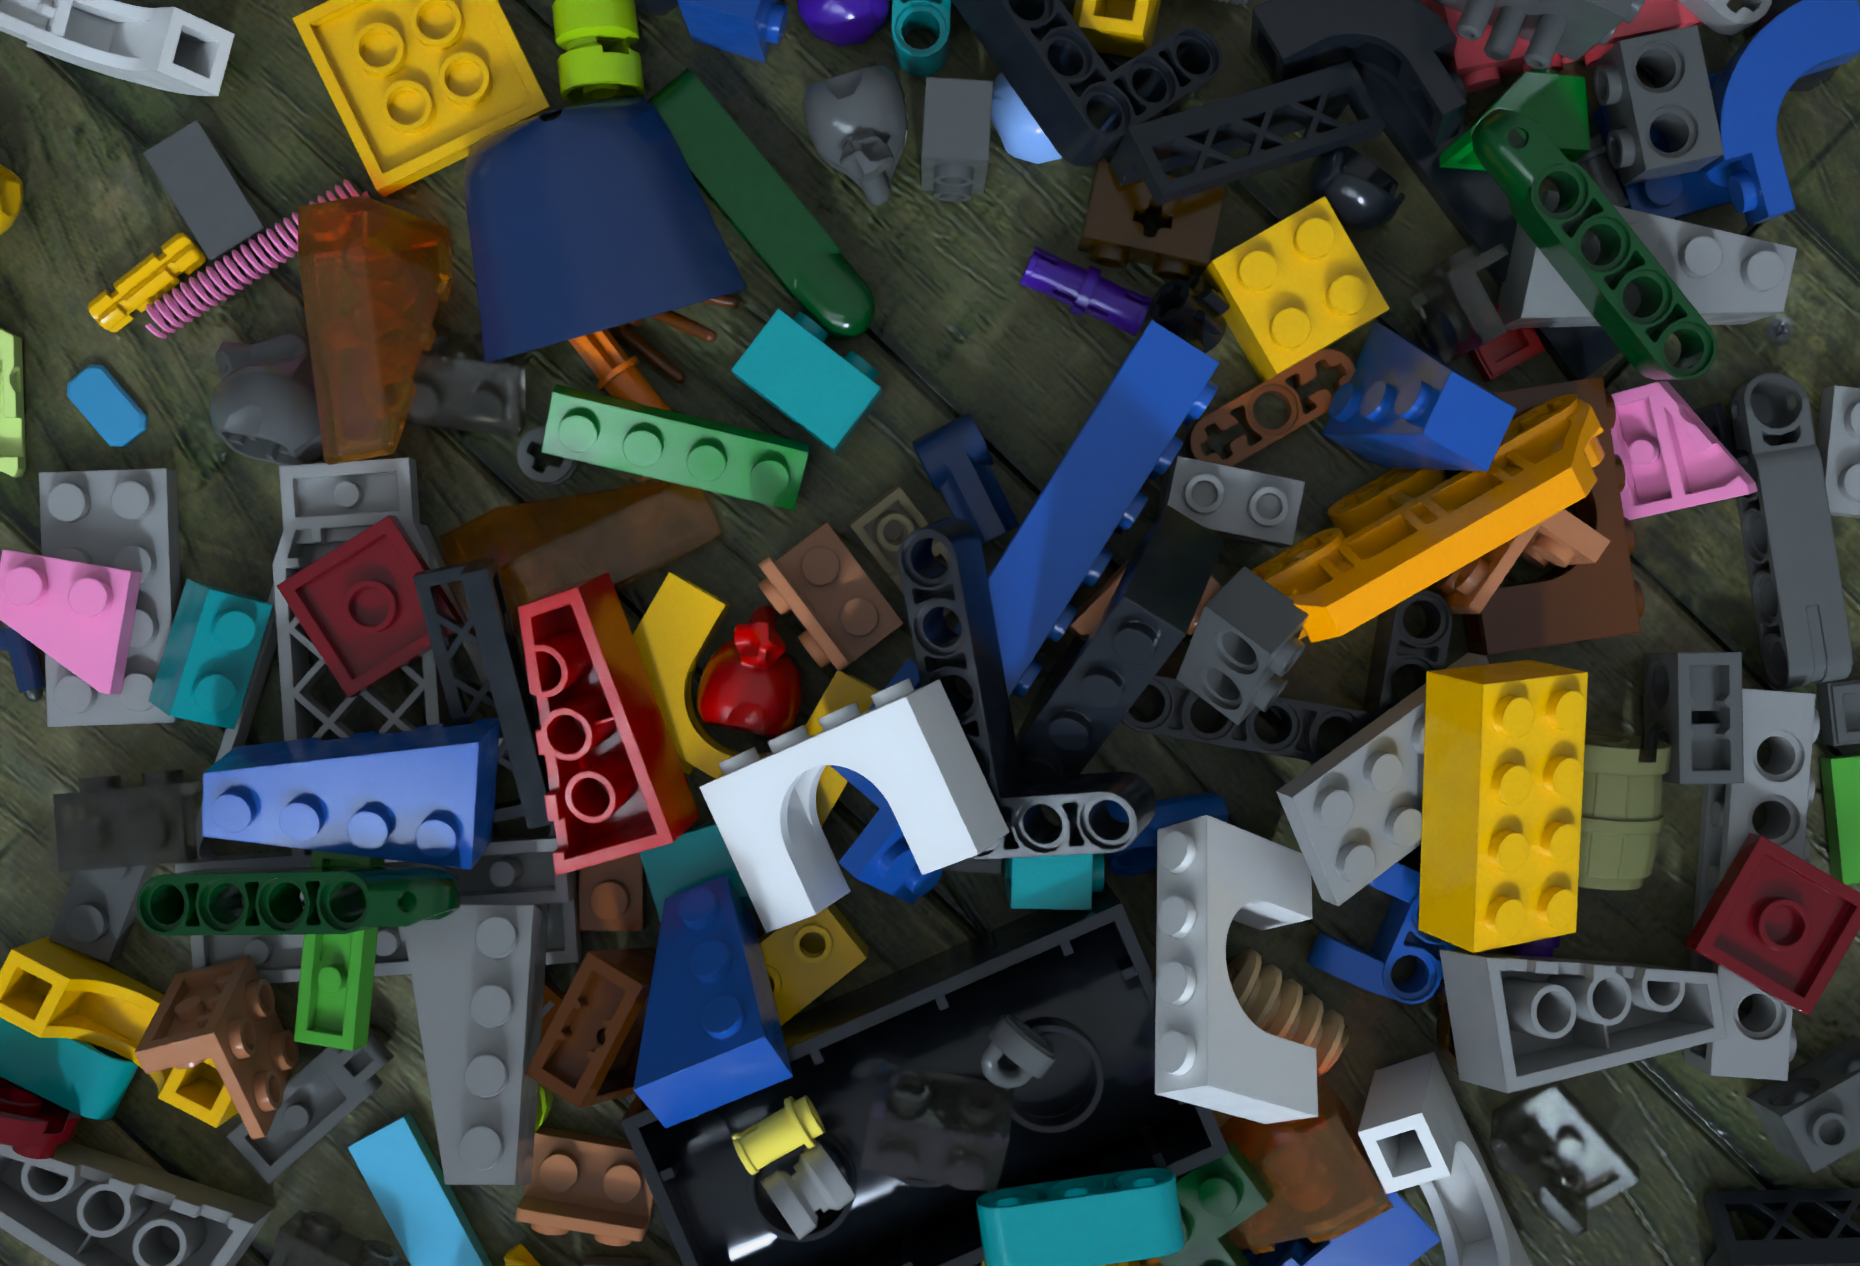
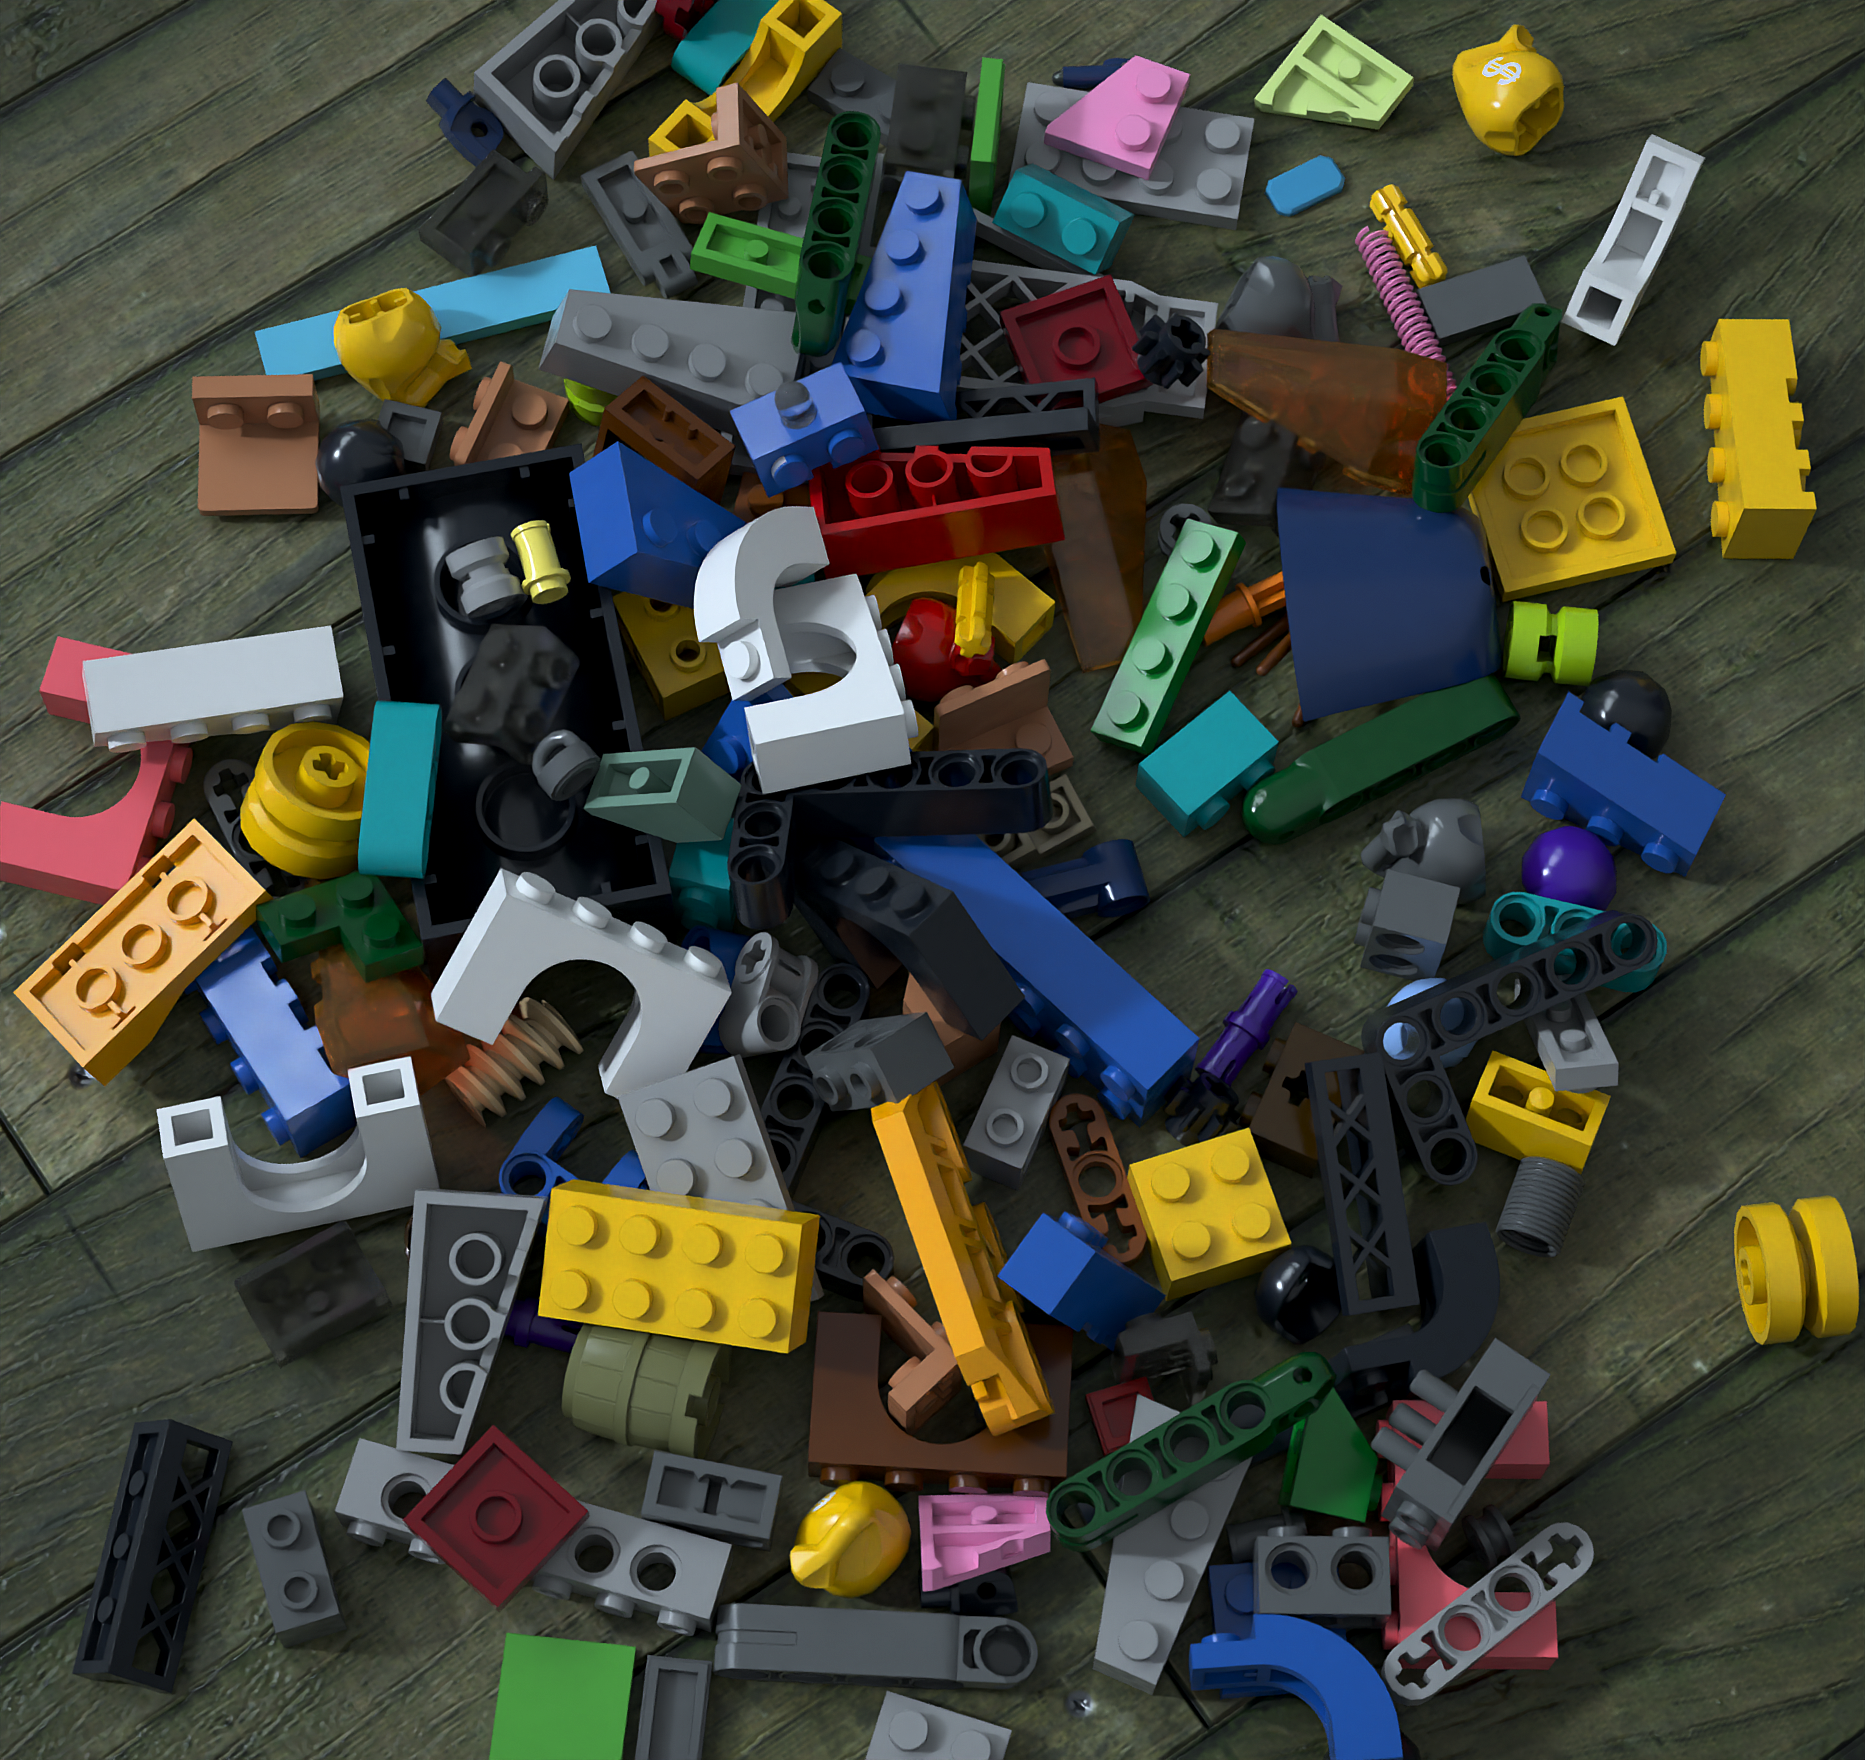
camera: 100 degrees right, 20 degrees down
(127, 757) = (986, 134): none -> bright green tile
(346, 153) = (1485, 410): none -> dark green piece
(360, 498) = (1171, 350): none -> black gear
(549, 881) = (804, 428): none -> blue piece
(711, 652) = (974, 609): none -> yellow axle
(766, 913) = (737, 594): none -> white arch
(1028, 937) = (665, 794): none -> sand green slope
(1177, 770) = (766, 998): none -> light grey piece
(1700, 577) = (851, 1540): none -> yellow piece

